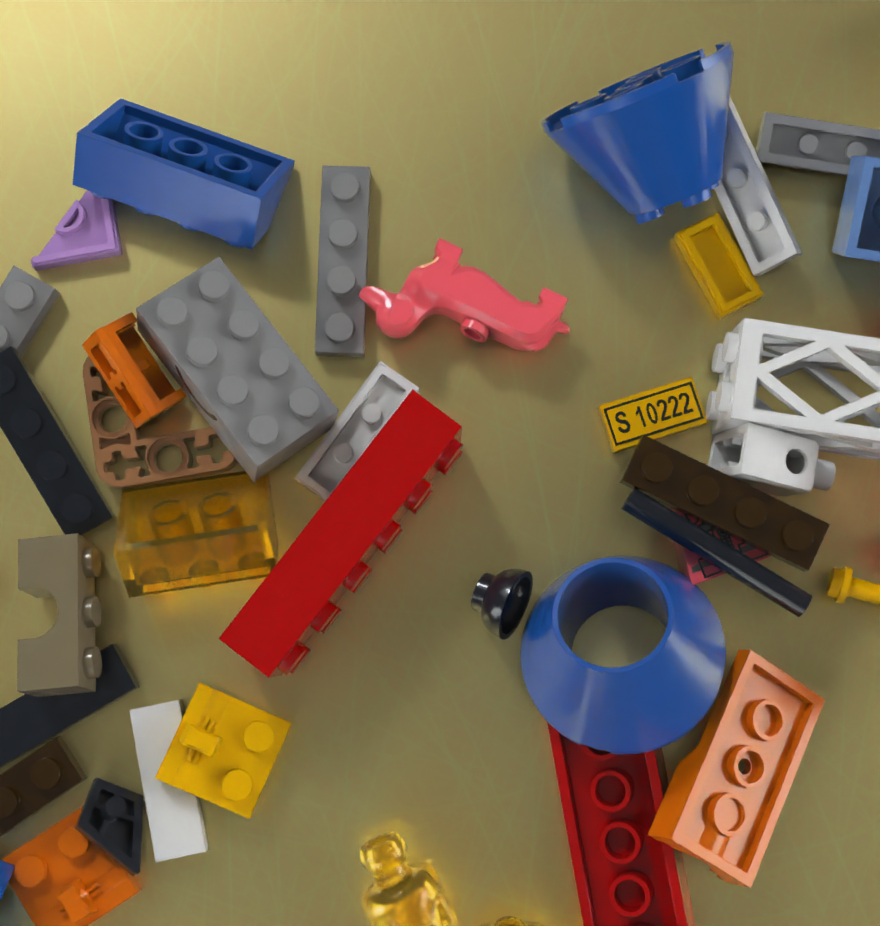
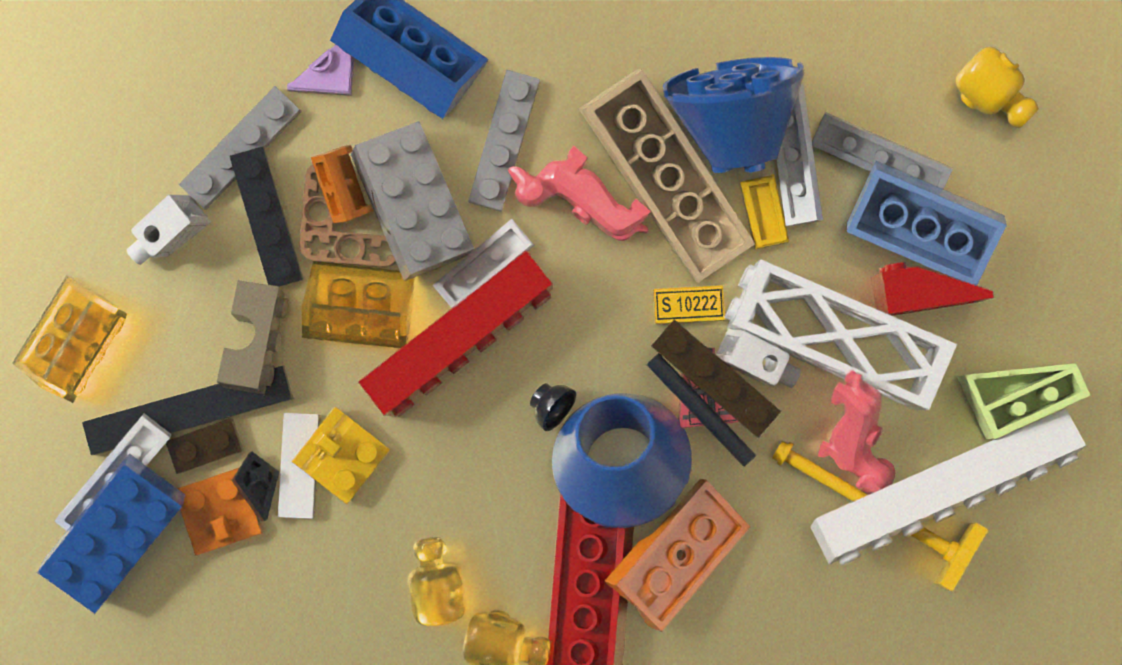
camera: 15 degrees right, 5 degrees up
(575, 245) = (667, 174): none -> tan slope

